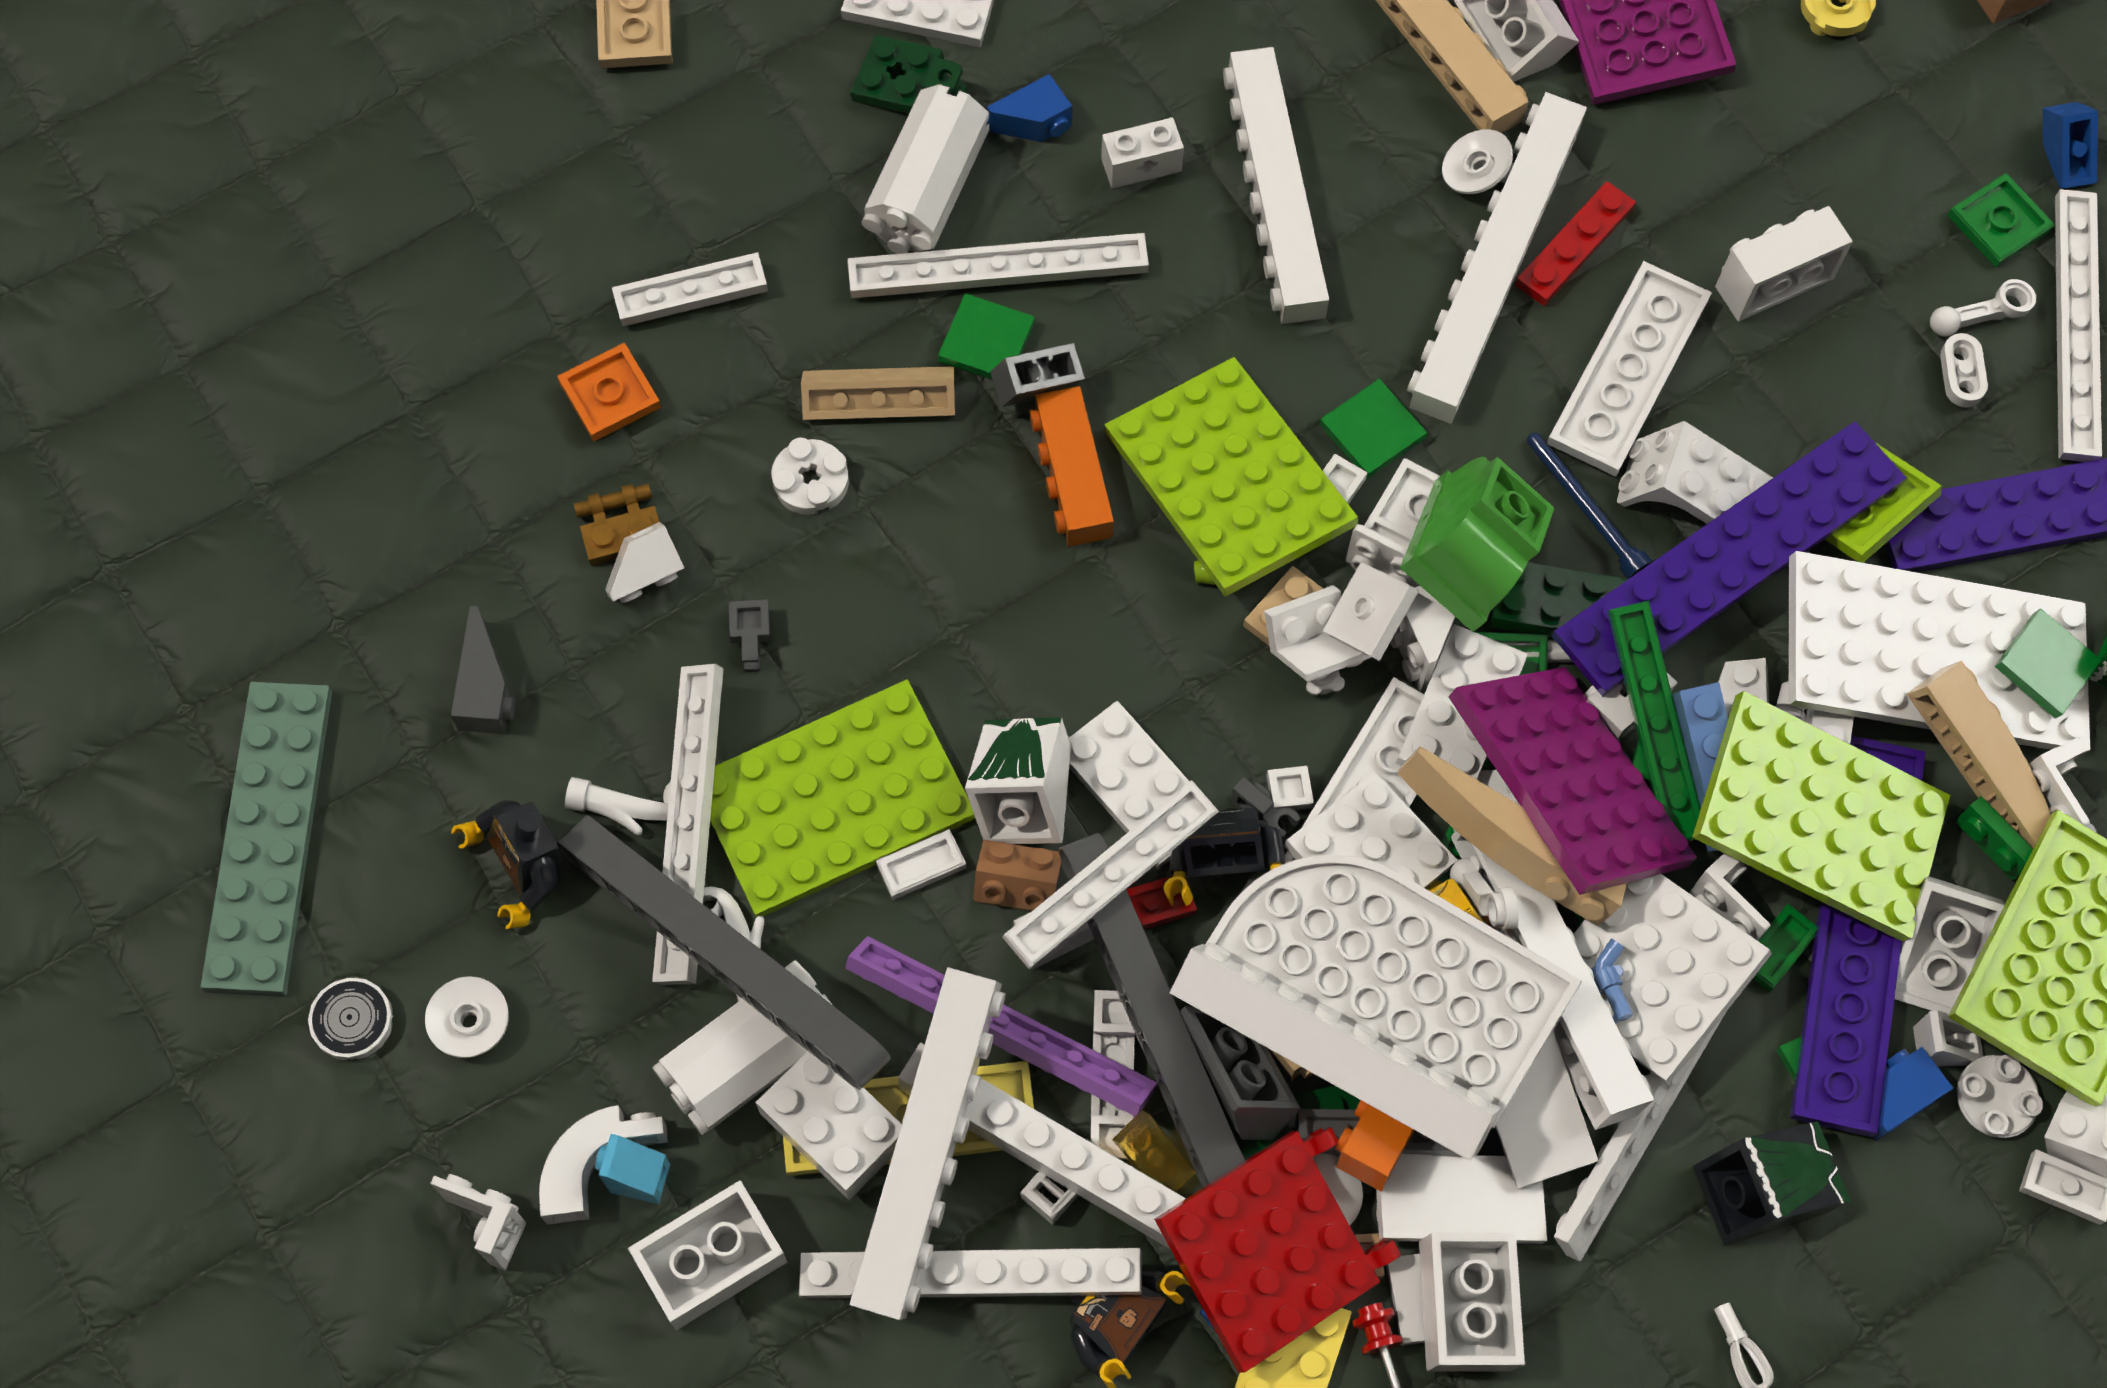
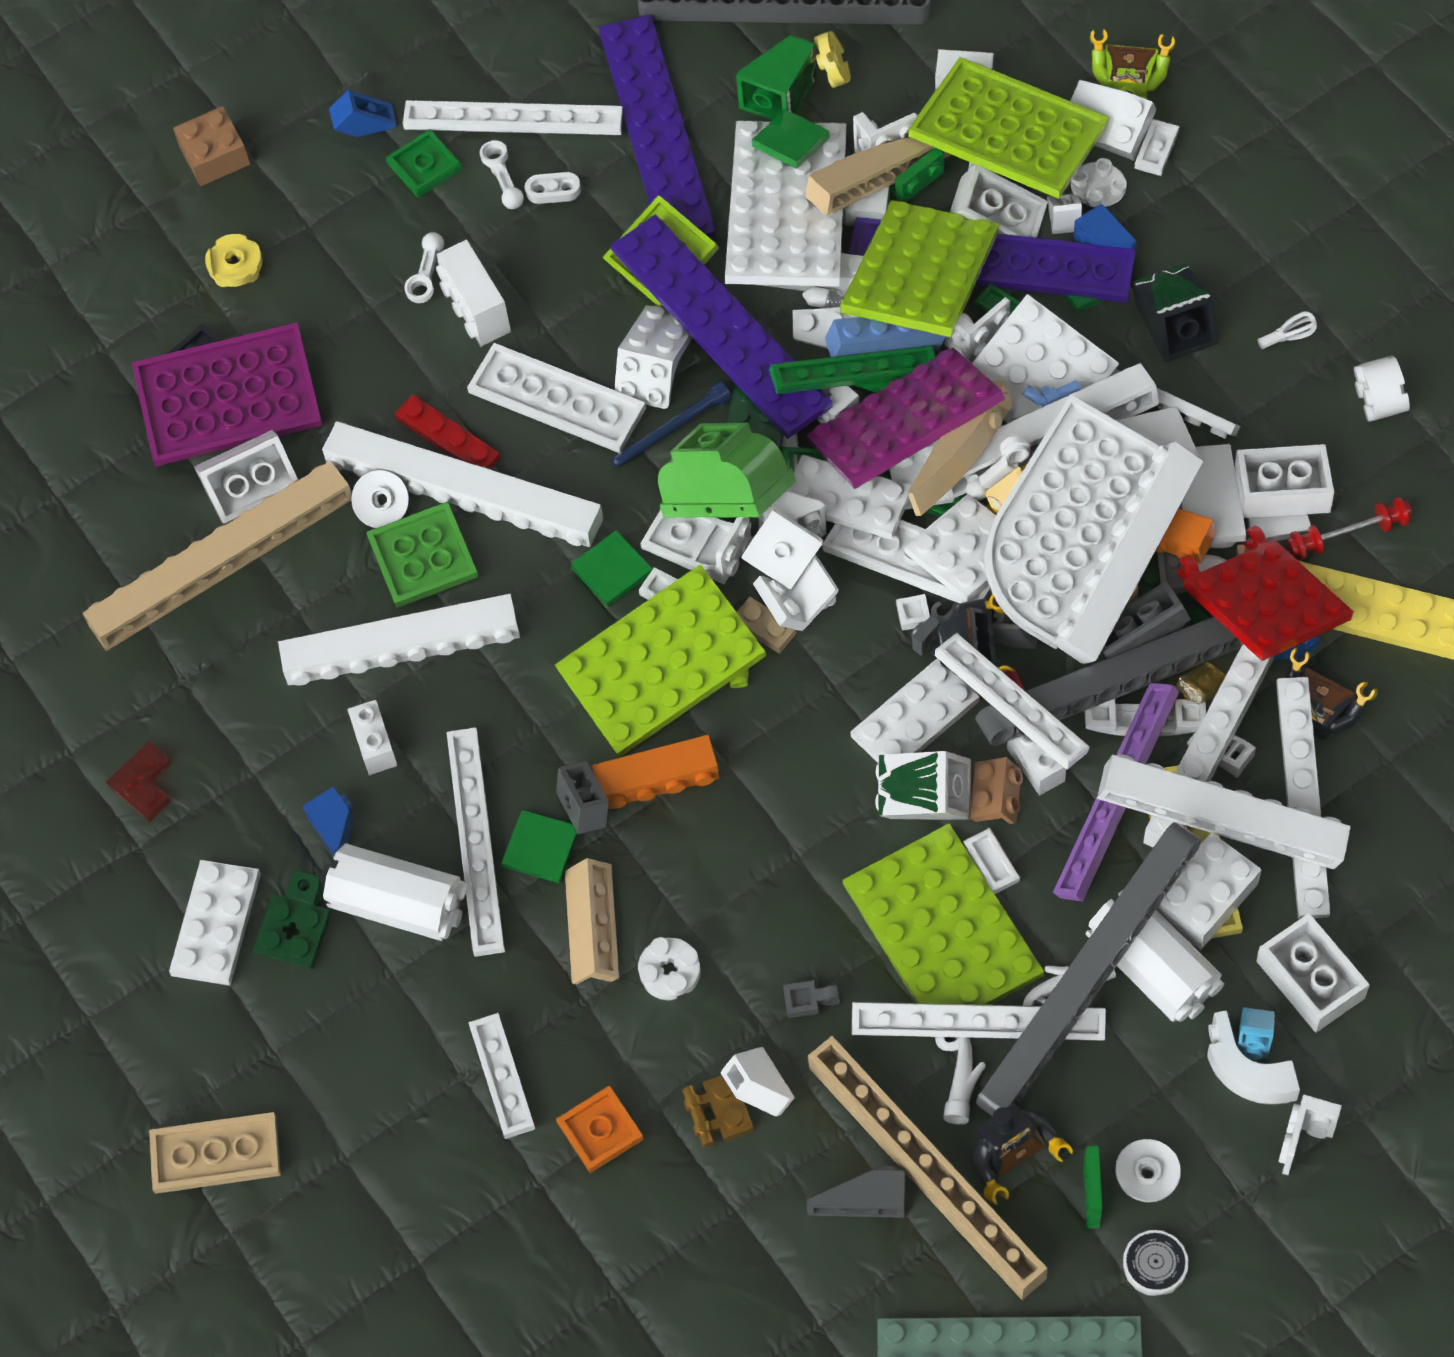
camera: 85 degrees left, 5 degrees down
(444, 940) = (1092, 1187): none -> green tile
(501, 748) = (927, 1168): none -> tan brick
(1398, 211) = (422, 554): none -> bright green plate
(1866, 226) = (432, 244): none -> white piece
(1943, 774) = (871, 207): none -> white slope

